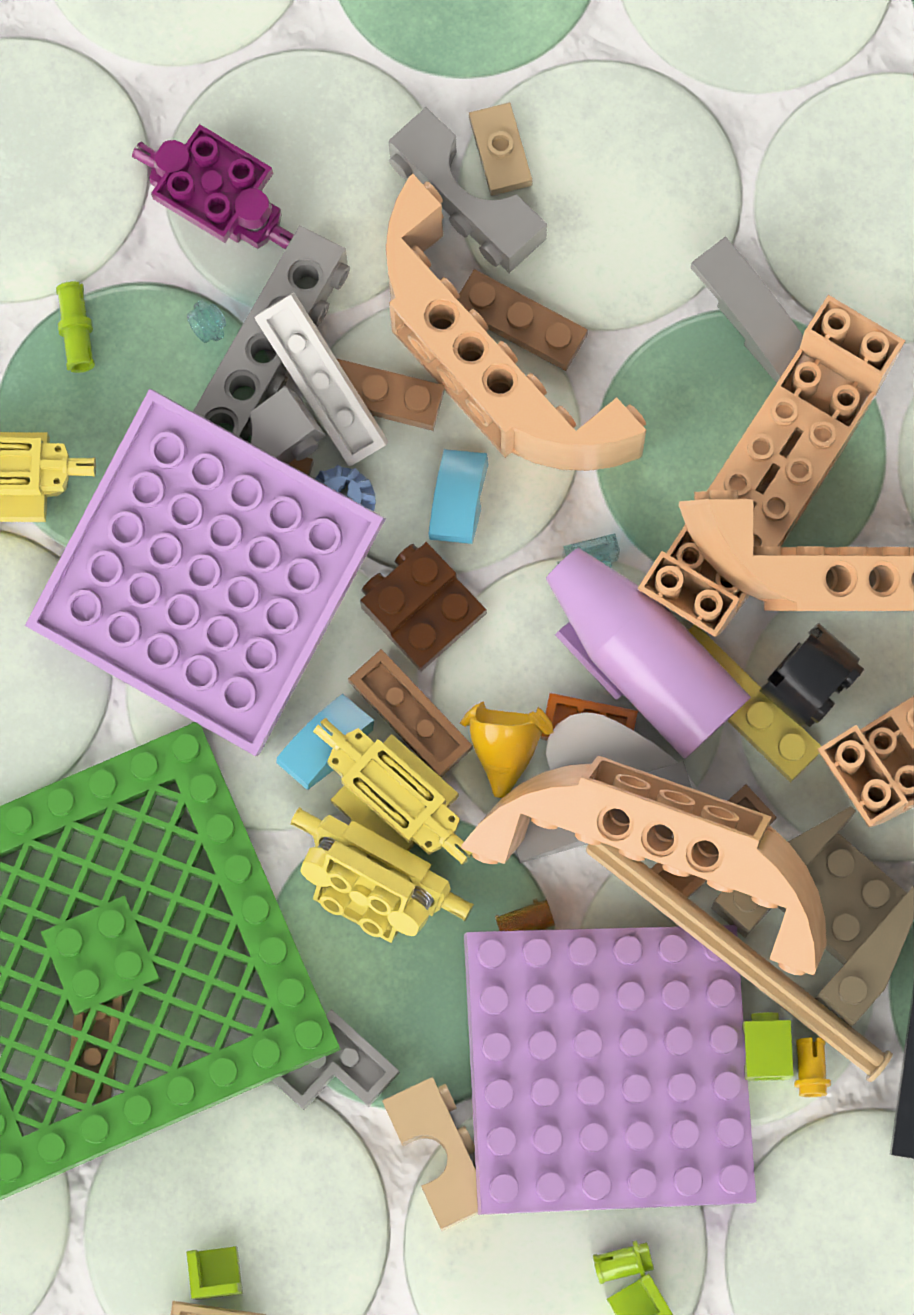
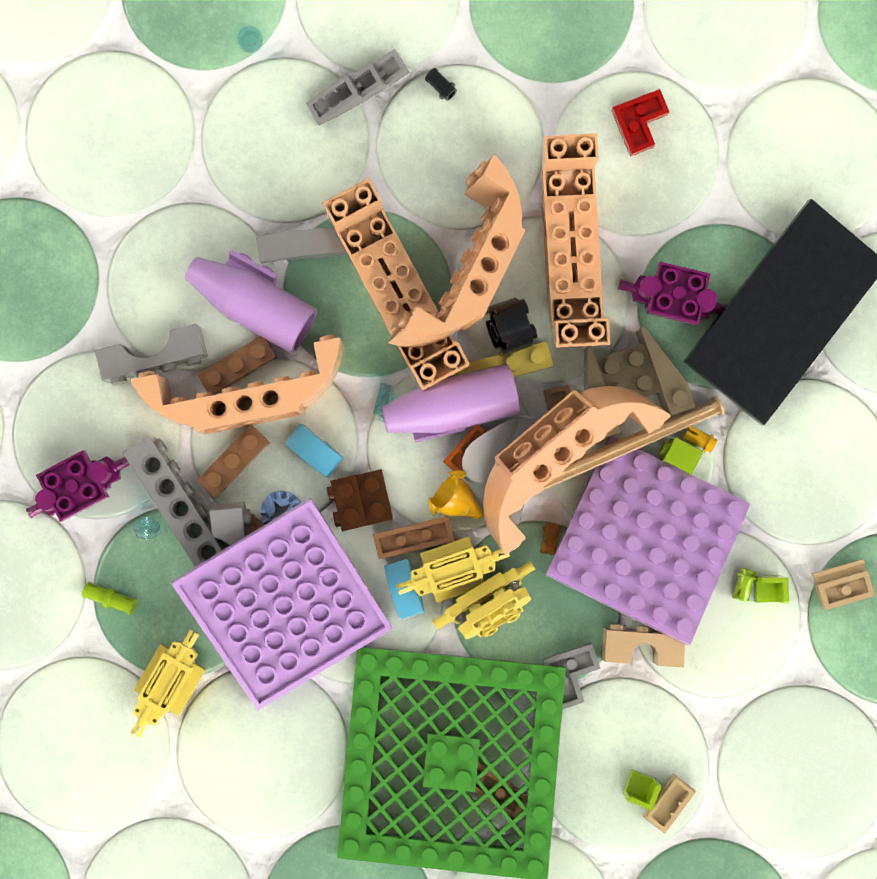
camera: 65 degrees left, 10 degrees up
(321, 379) = (213, 487): white plate -> none
(500, 149) = (138, 323): tan plate -> none
(629, 287) = (251, 299): none -> lavender piece

